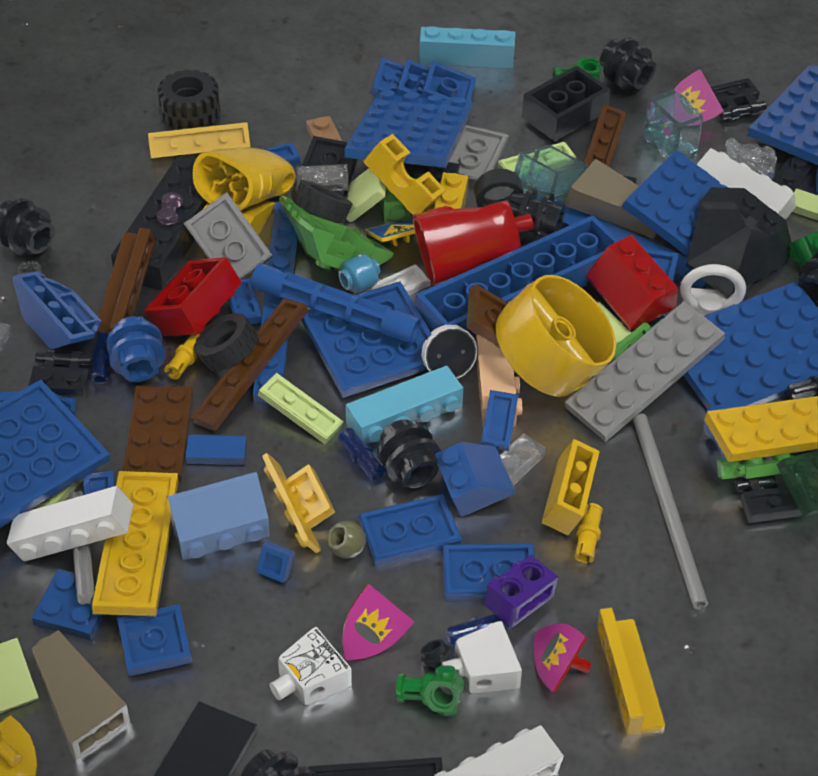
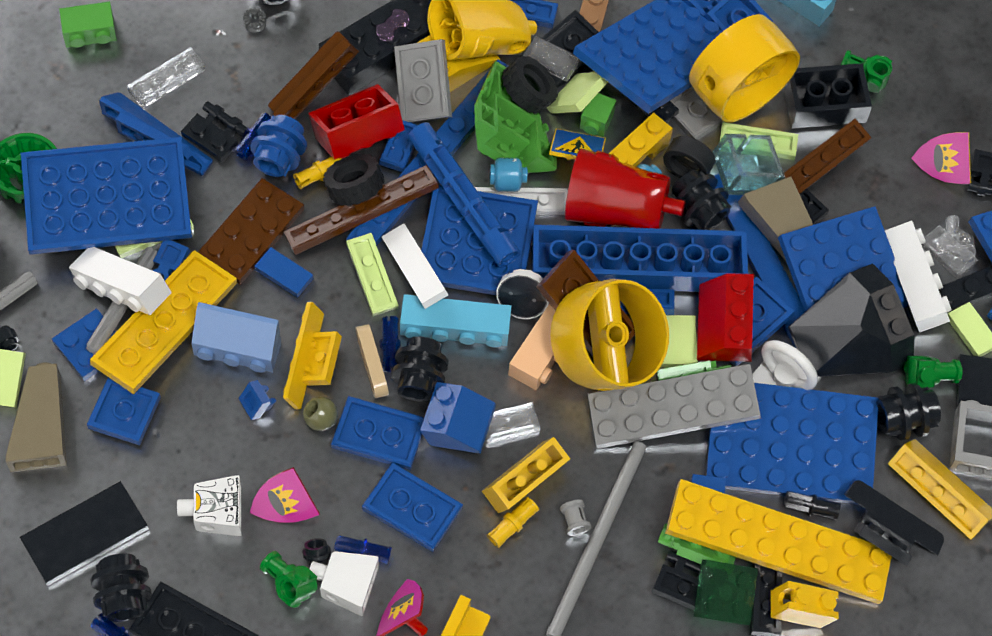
camera: 30 degrees right, 15 degrees up
(54, 310) = (245, 73): blue wedge -> none
(337, 379) = (414, 266): none -> white tile
(357, 475) = (372, 361): none -> tan beam
(387, 164) = (597, 87): yellow arch -> none
(496, 99) = (744, 68): none -> yellow cylinder
(499, 419) = (513, 381): blue tile -> none
(520, 590) = (415, 548): dark purple brick -> none
(627, 63) = (917, 84): black piece -> none
(638, 499) = (575, 517): none -> light grey bush
(672, 124) = (901, 176): clear light blue piece -> none

